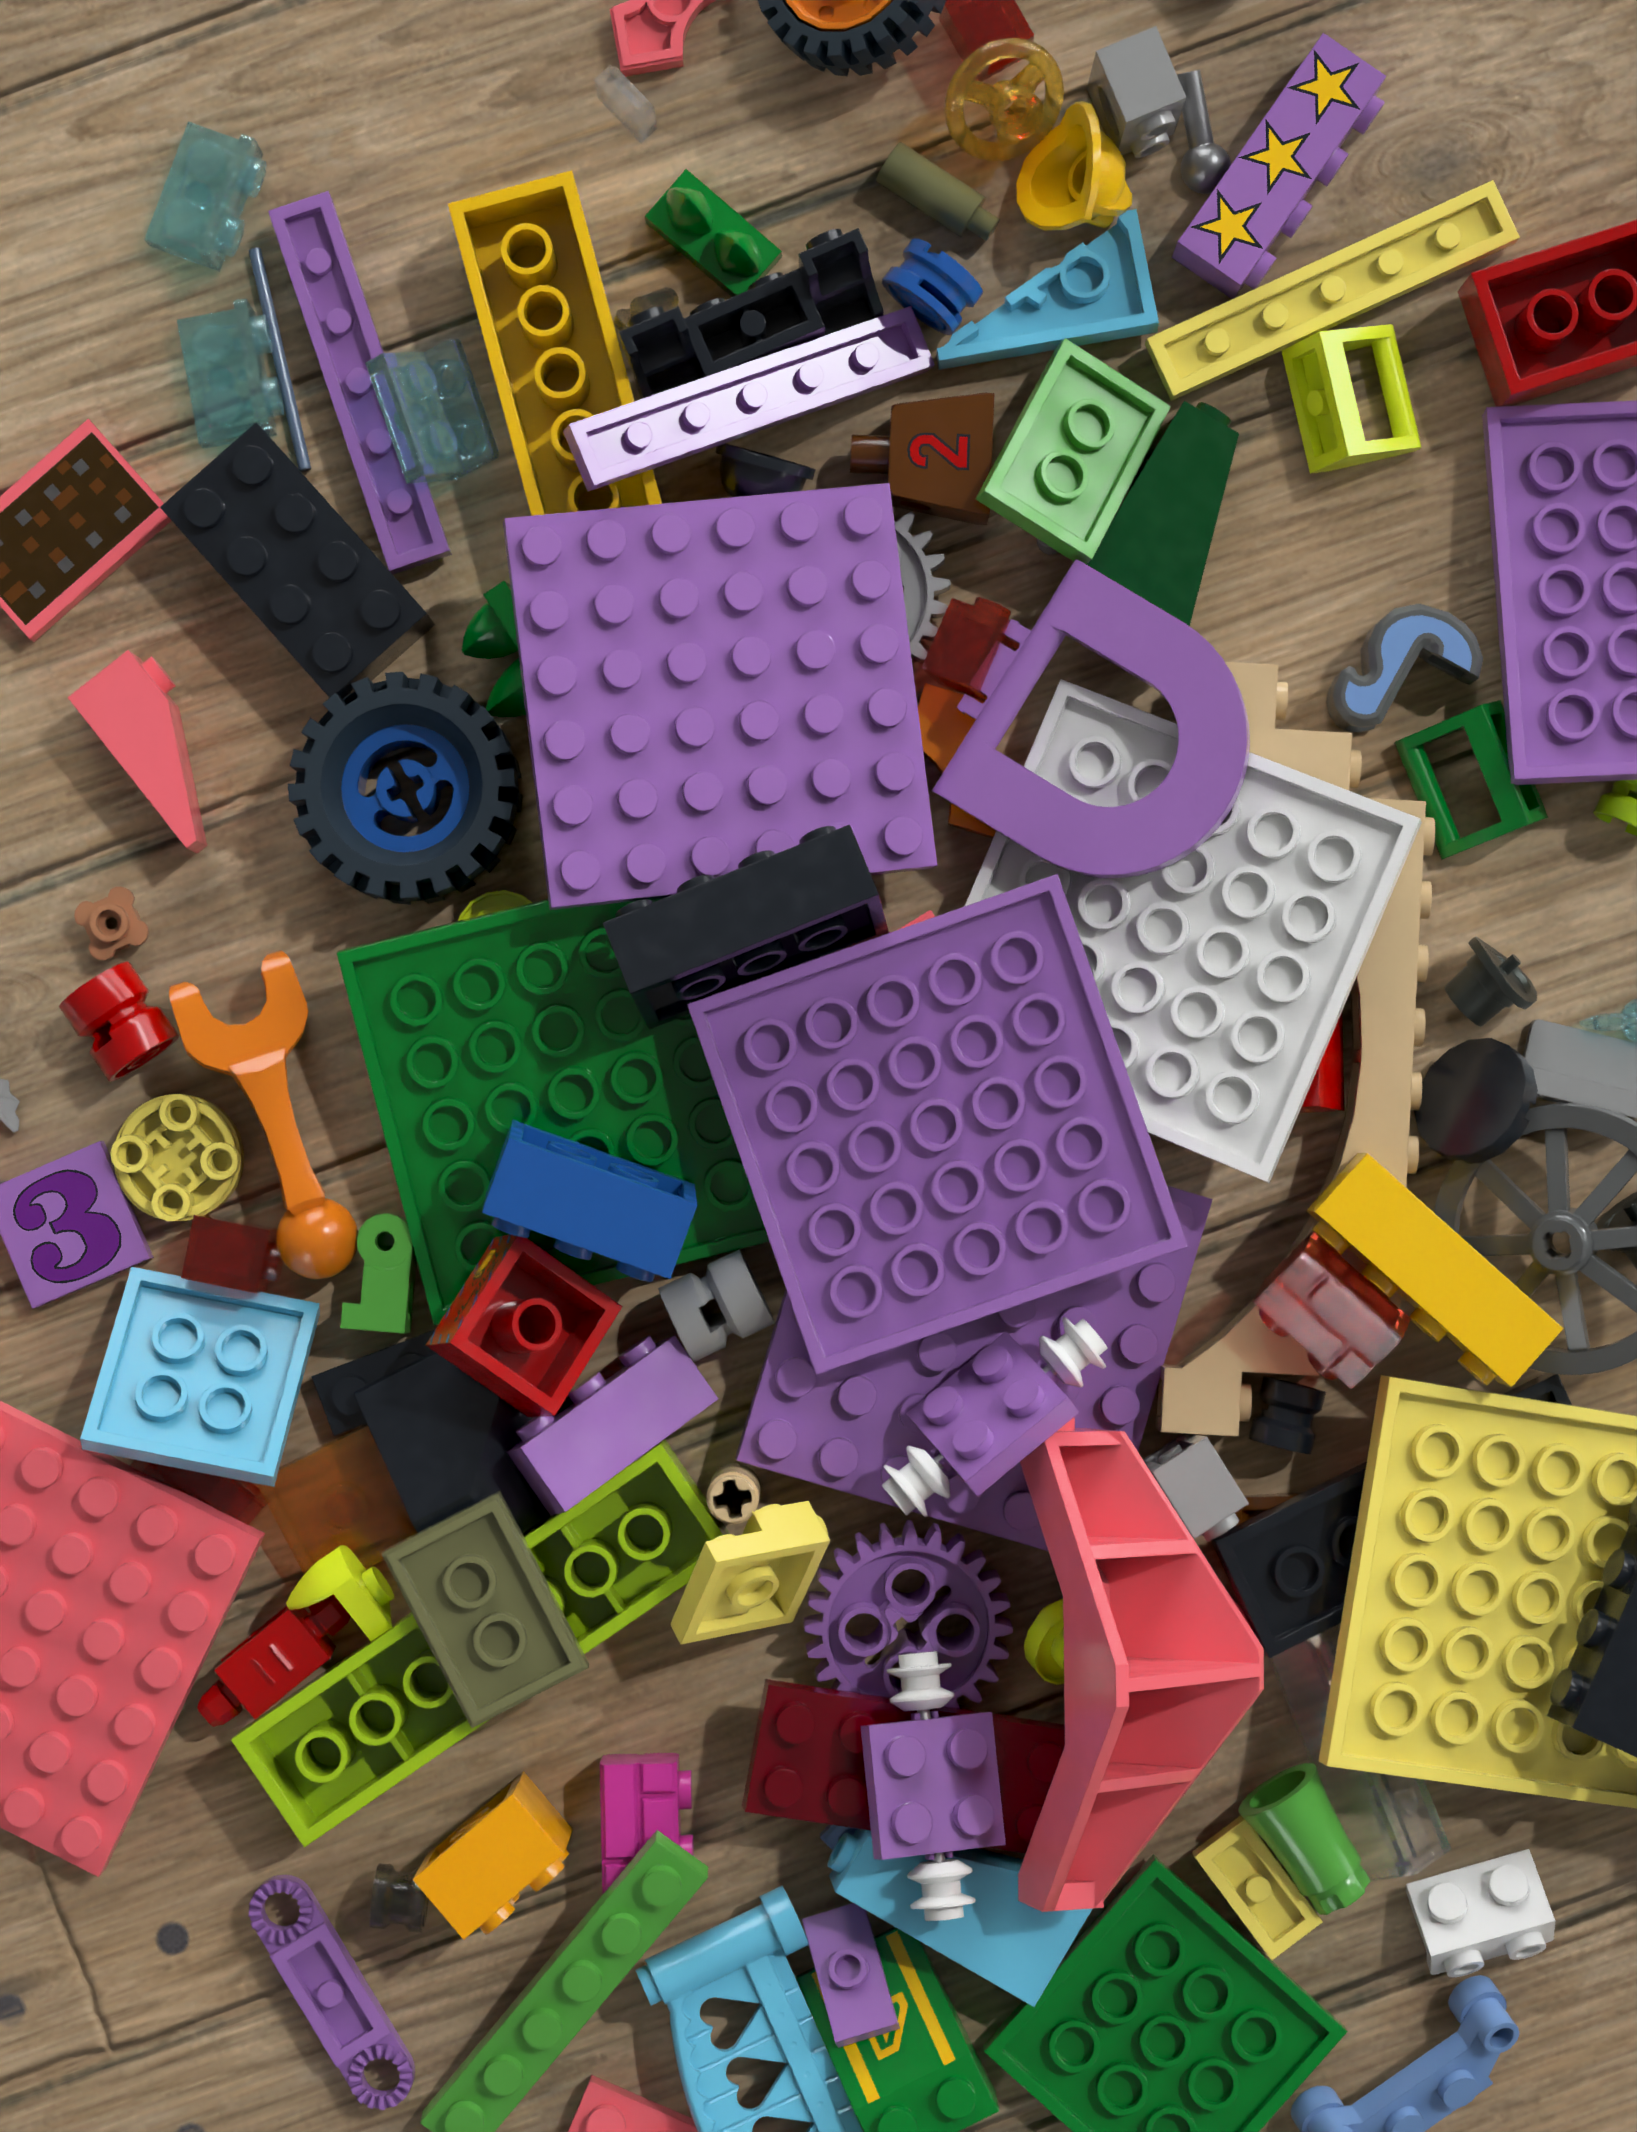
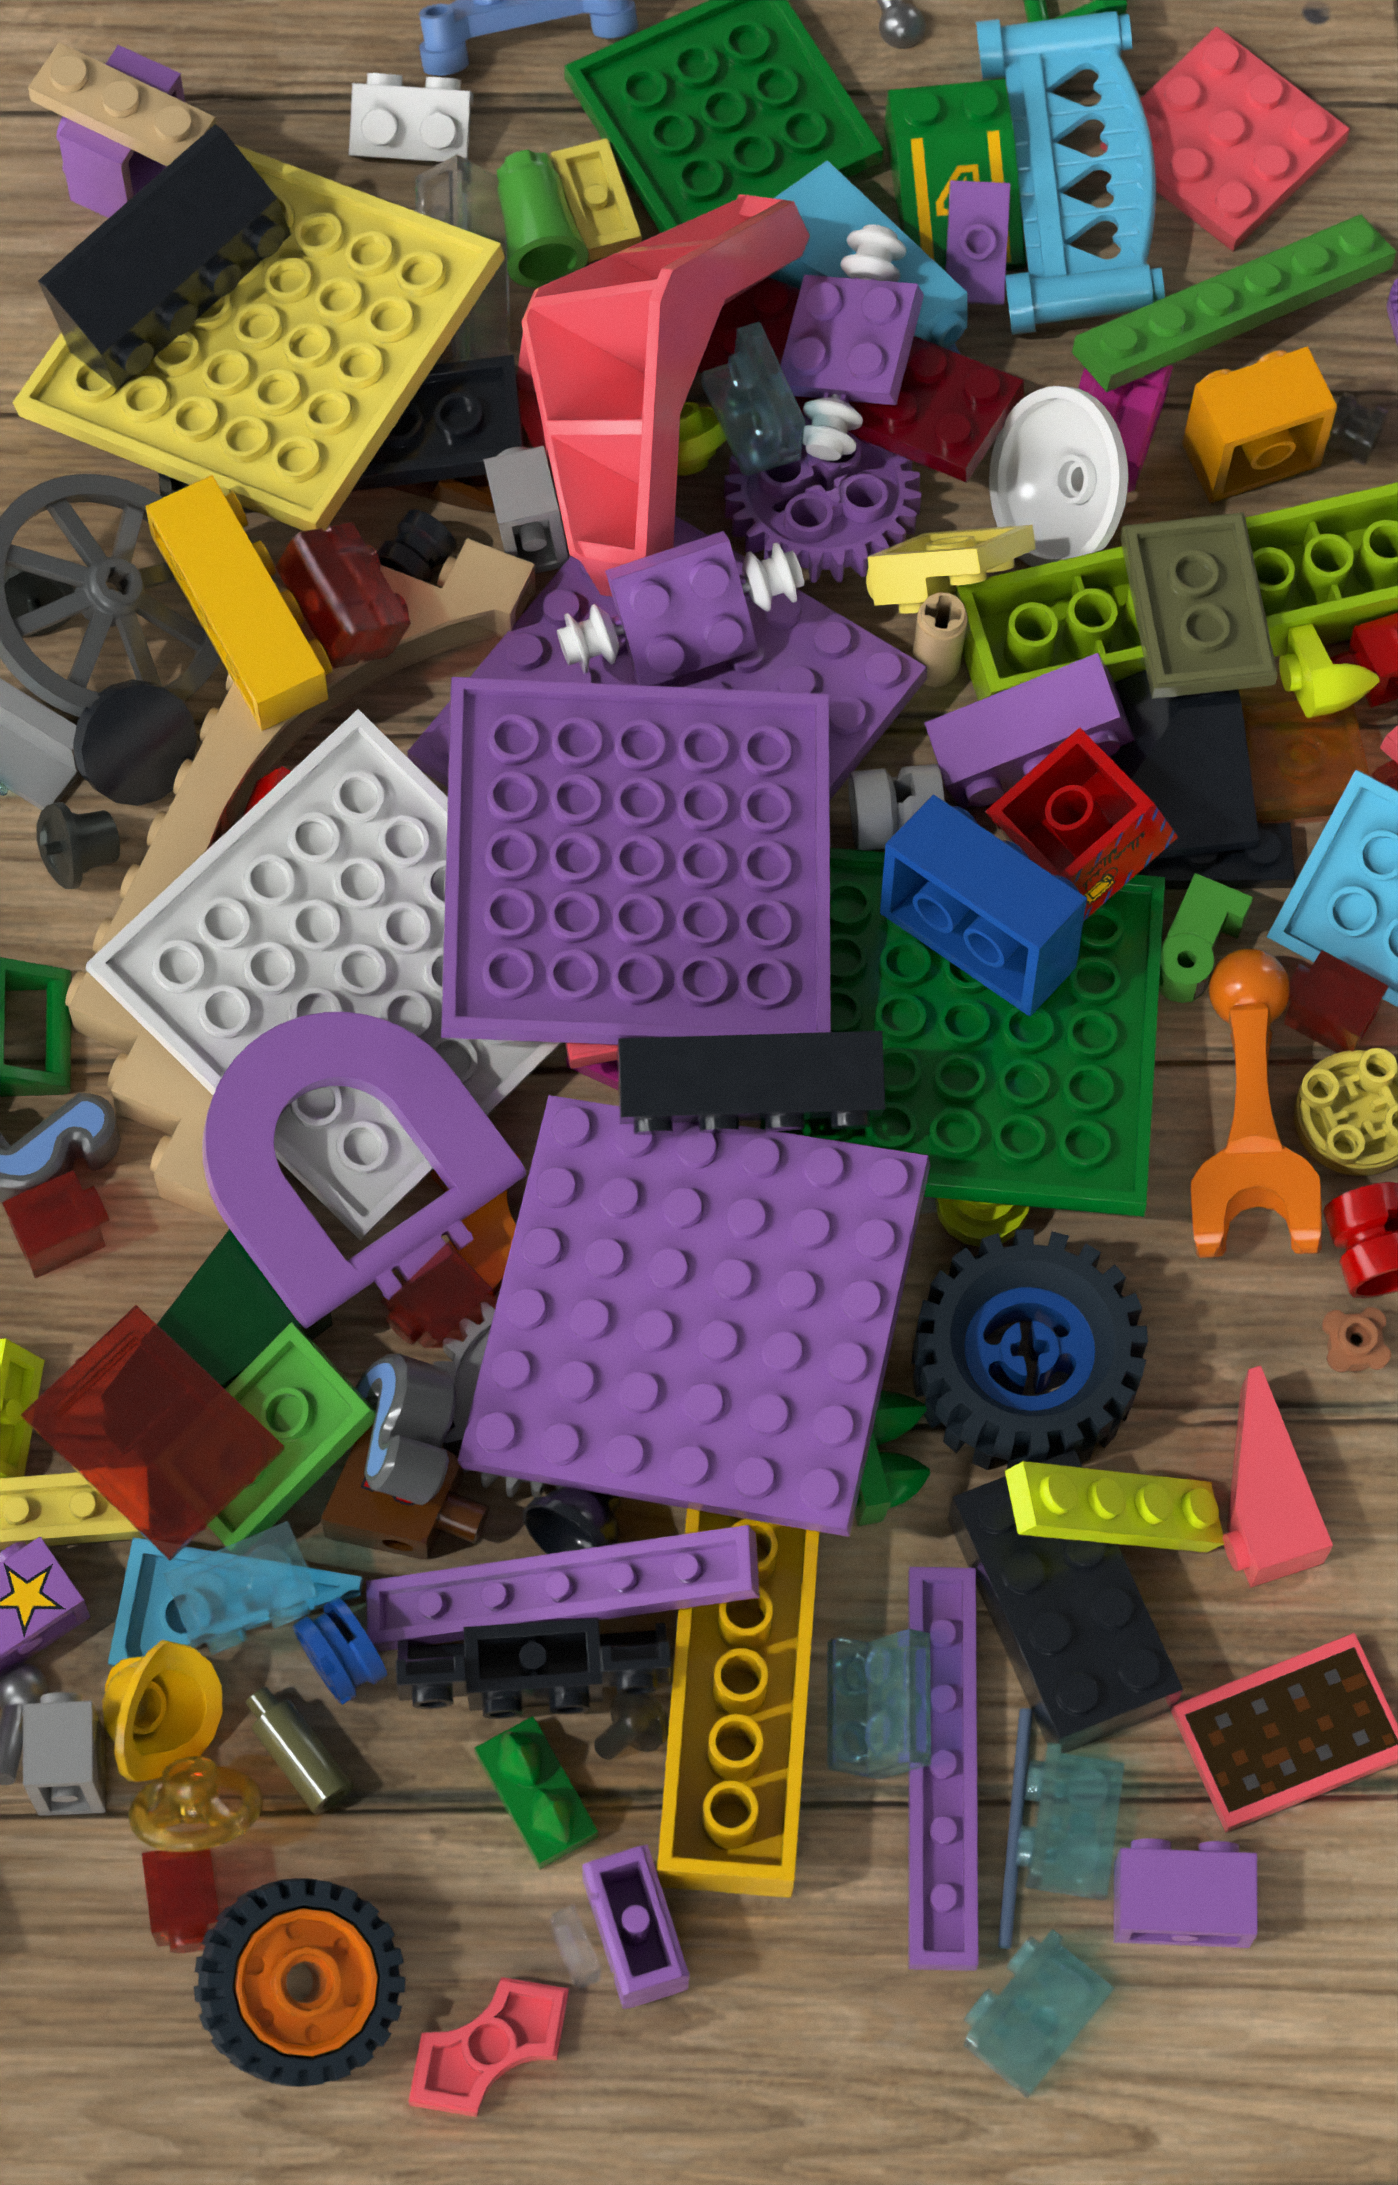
camera: 165 degrees left, 20 degrees down
(106, 340) = (1185, 1895): none -> medium lavender brick
(274, 648) = (1114, 1507): none -> neon yellow plate
(577, 130) = (635, 1926): none -> medium lavender brick
(672, 1712) = (1060, 471): none -> white dish
(945, 496) = (409, 1426): none -> dark grey animal
(1004, 1677) = (755, 404): none -> clear light blue bracket
(1037, 300) = (241, 1587): none -> clear light blue bracket
(1176, 408) = (153, 1432): none -> clear red piece
(1351, 598) = (56, 1222): none -> clear red brick

